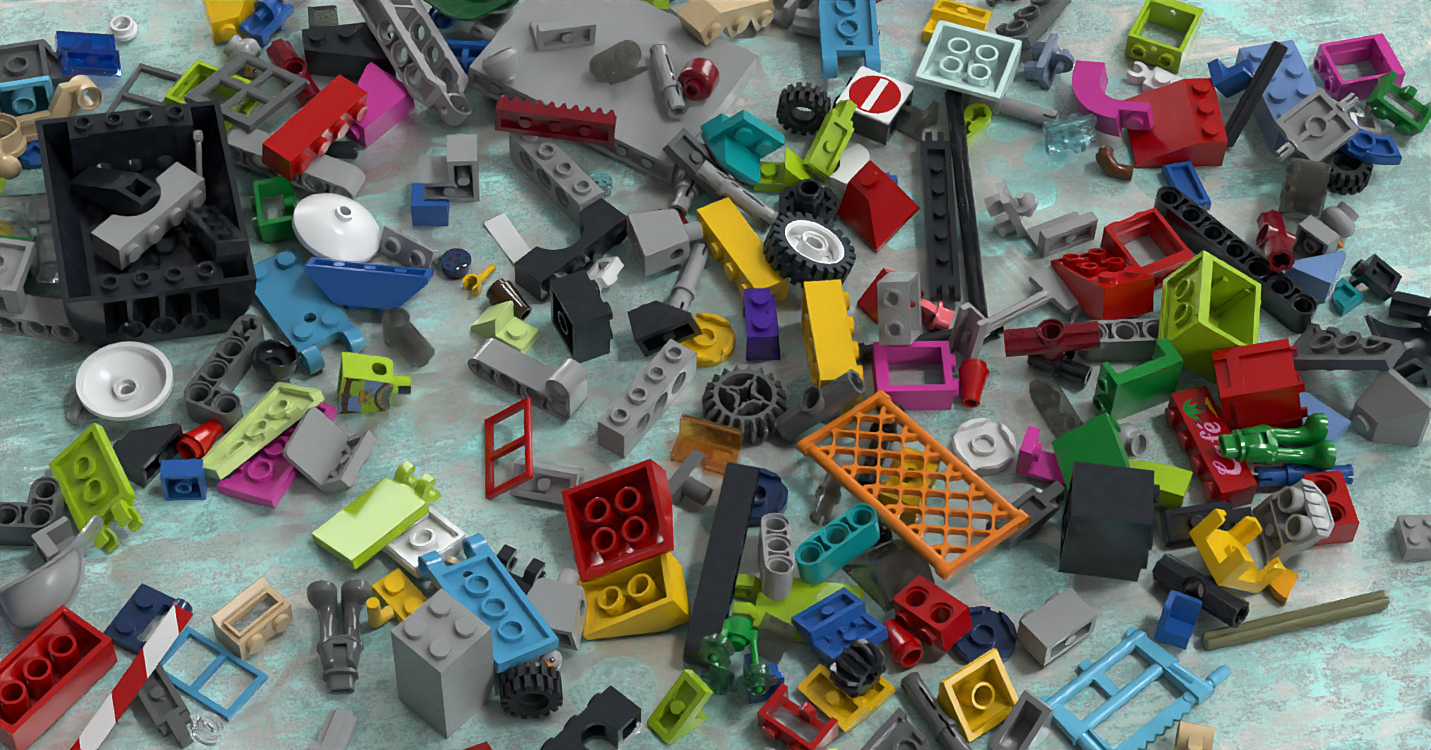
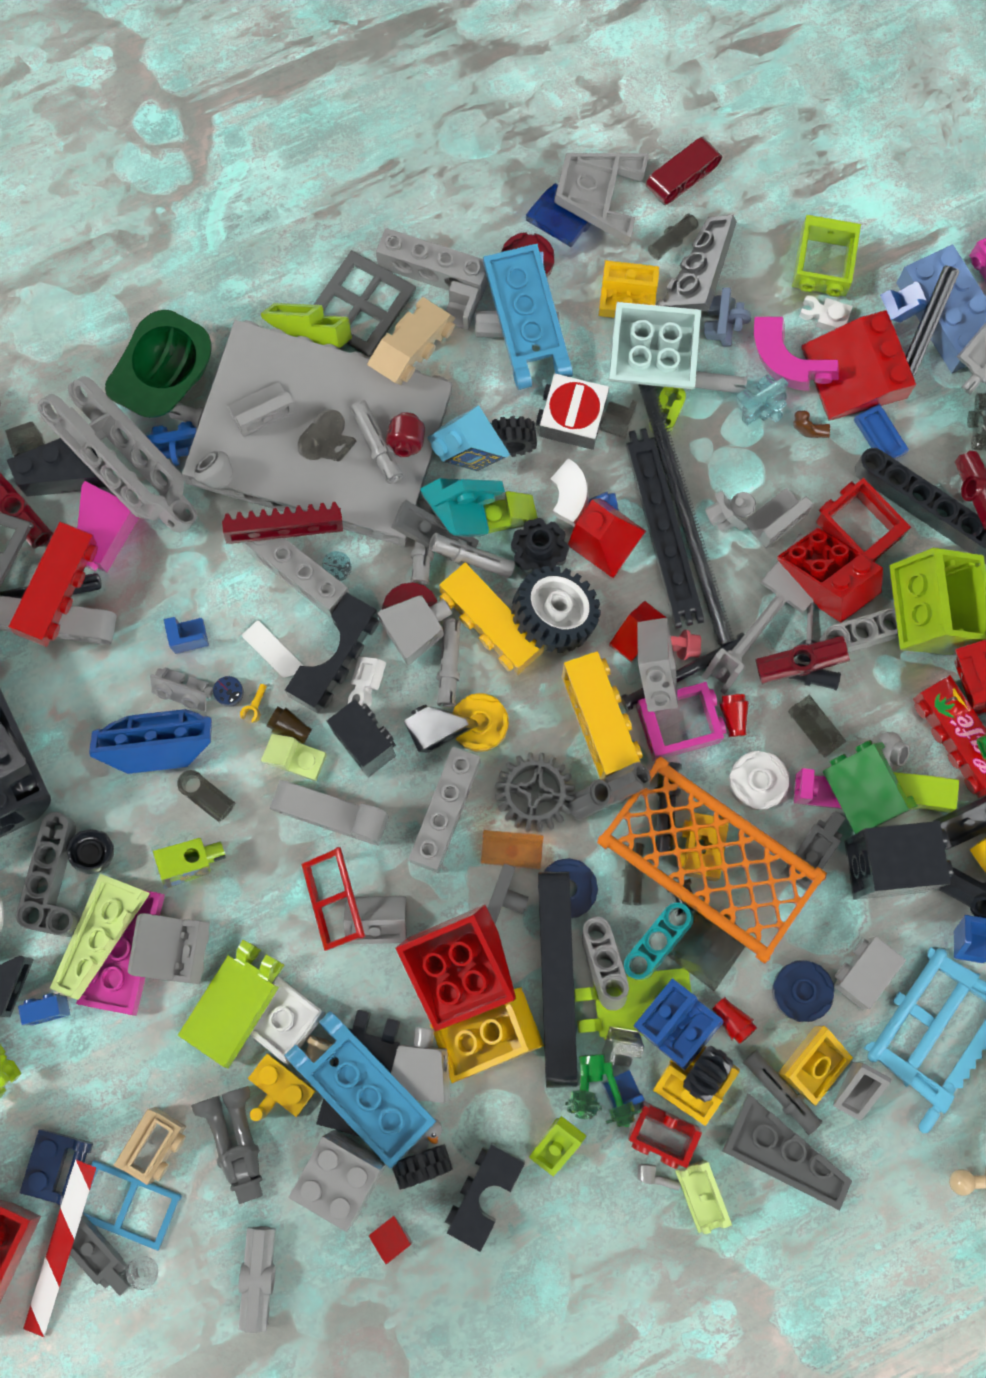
camera: 10 degrees left, 25 degrees up
(199, 440) = (46, 958): red cone -> none
(274, 204) = (42, 675): green window -> none
(291, 298) = (68, 763): dark azure hinge -> none
(336, 228) = (100, 701): white dish -> none
(454, 175) = (197, 594): light grey brick -> none
(761, 92) = (468, 441): none -> medium azure slope
(761, 325) = (529, 698): dark purple window -> none
(831, 140) = (545, 467): lime hinge -> none
(931, 613) = (759, 983): red brick -> none
(1140, 386) = (908, 668): green panel -> none

